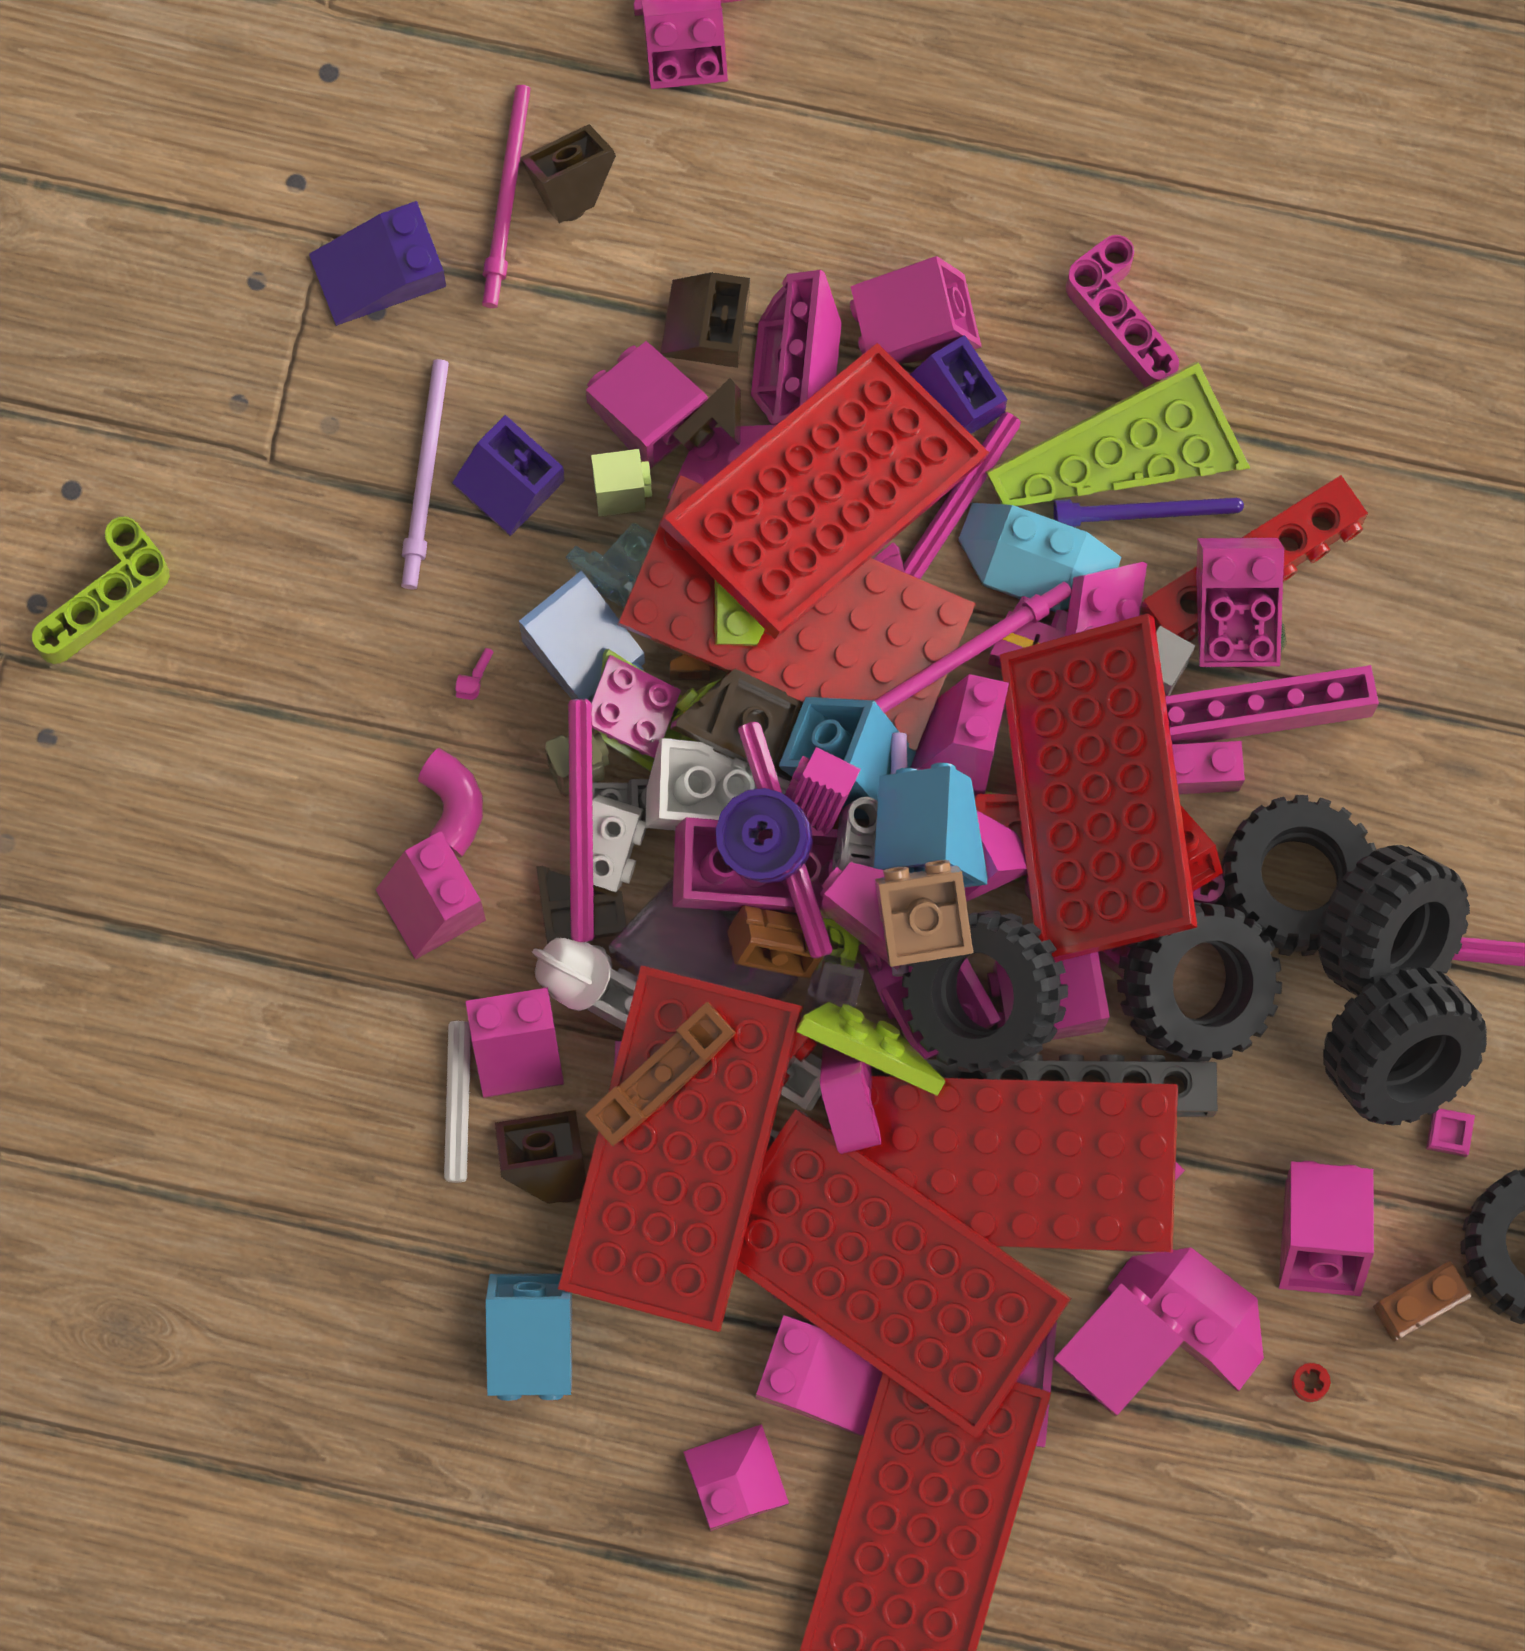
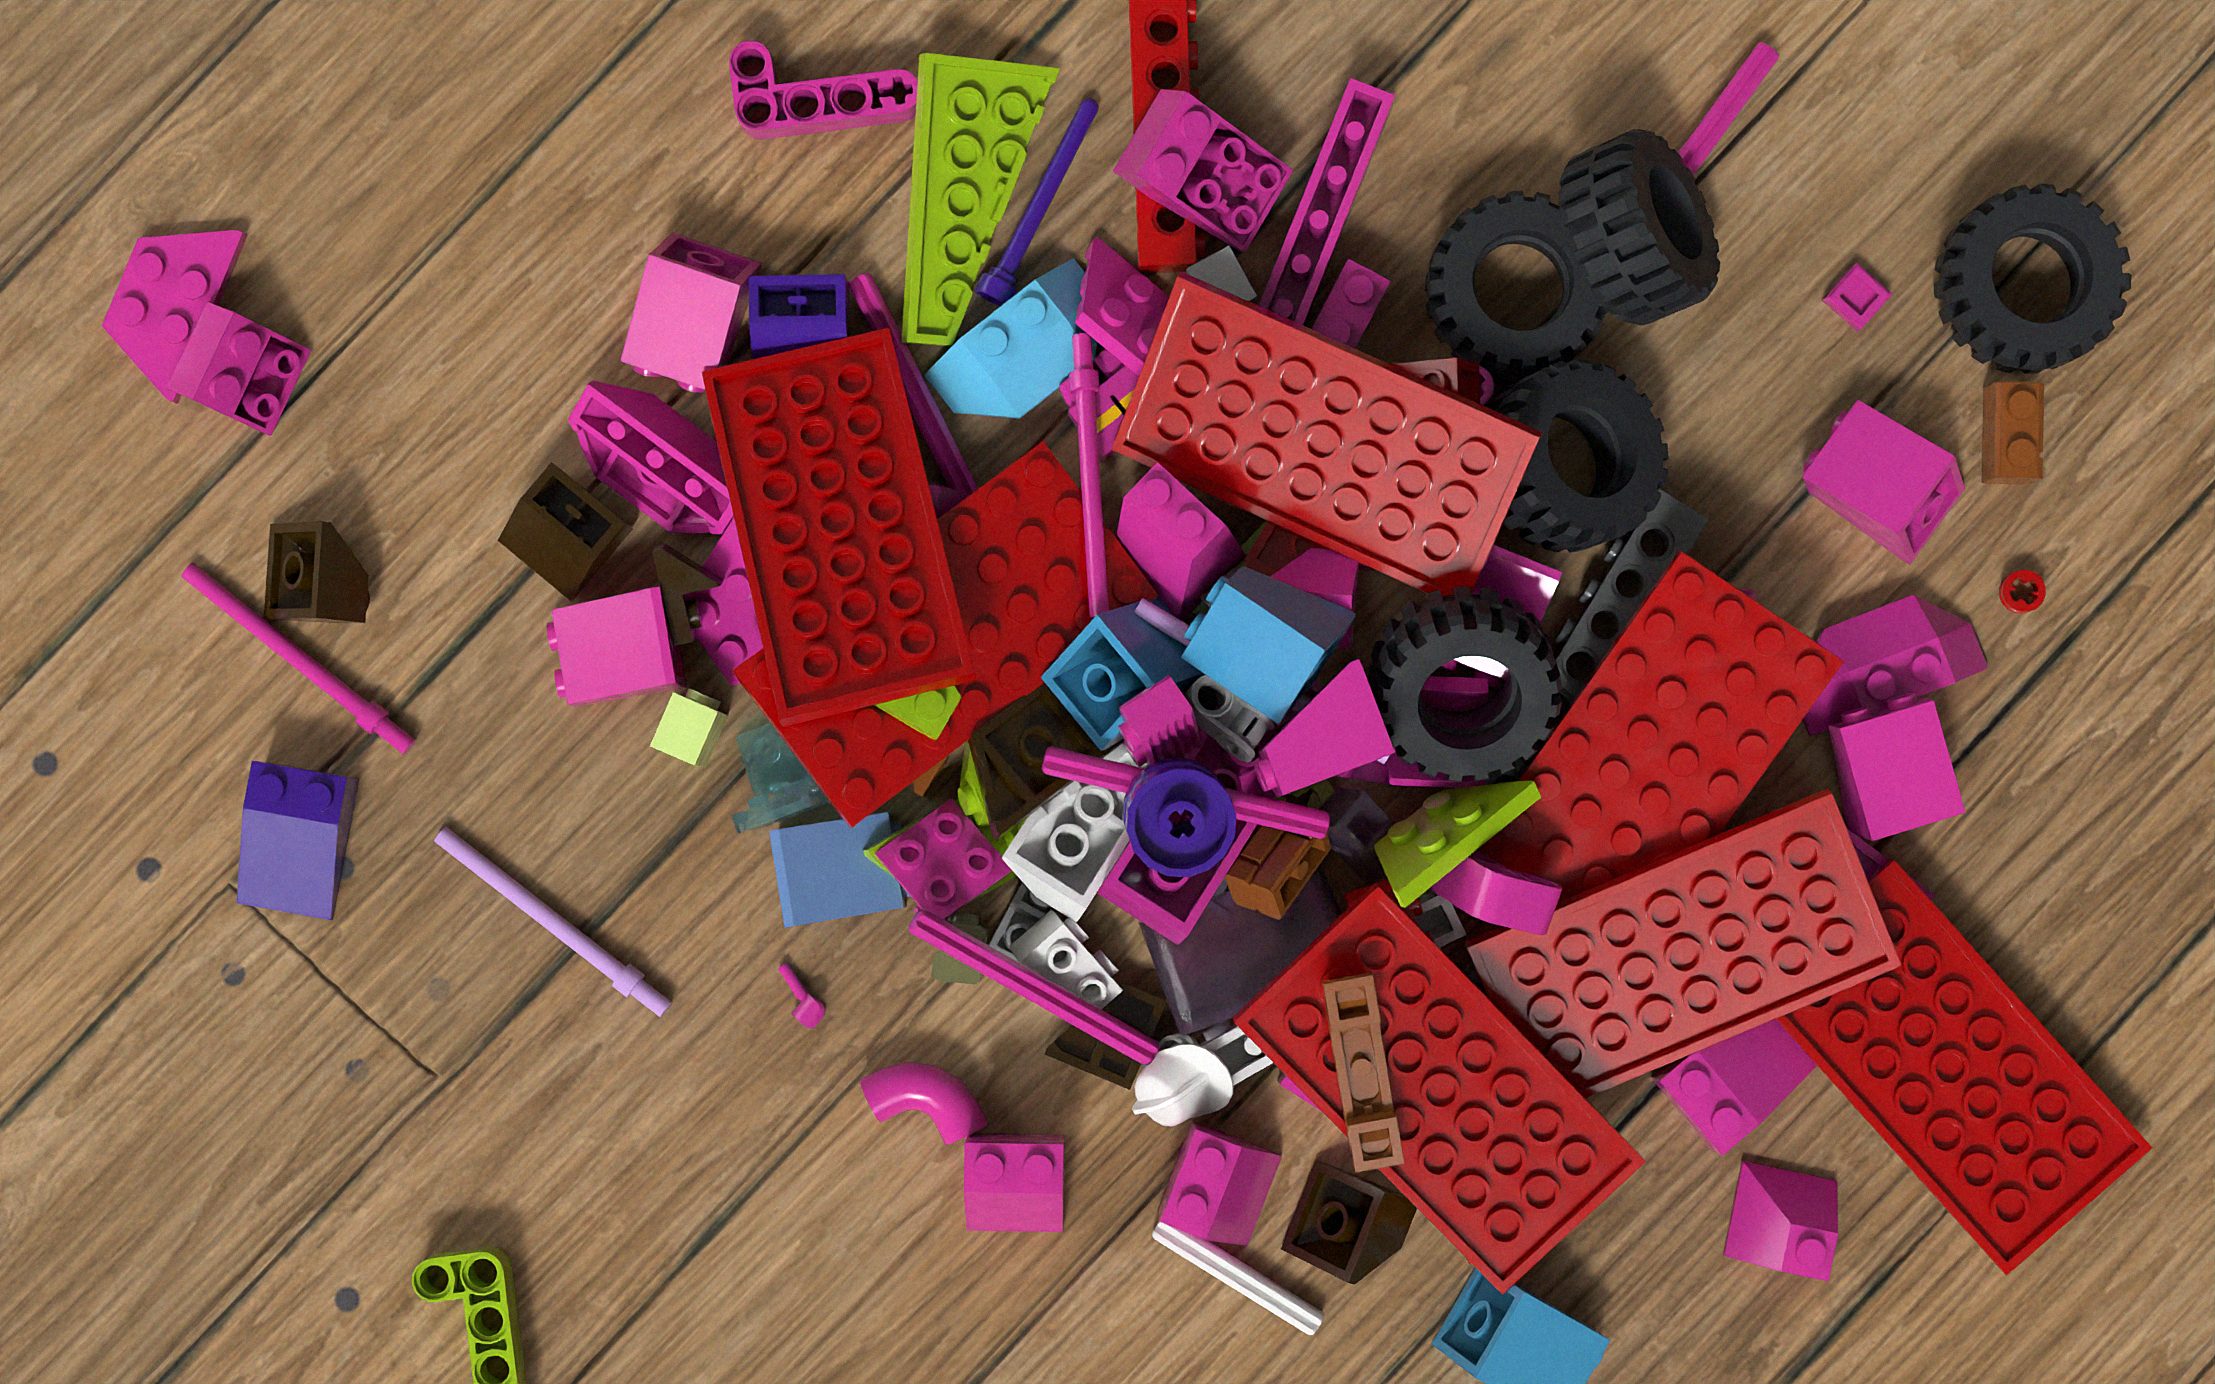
camera: 60 degrees left, 10 degrees up
(508, 475) = (610, 839): dark purple slope -> none
(924, 913) = (1369, 707): medium nougat plate -> none
(1404, 1046) = (1766, 293): black tyre -> none

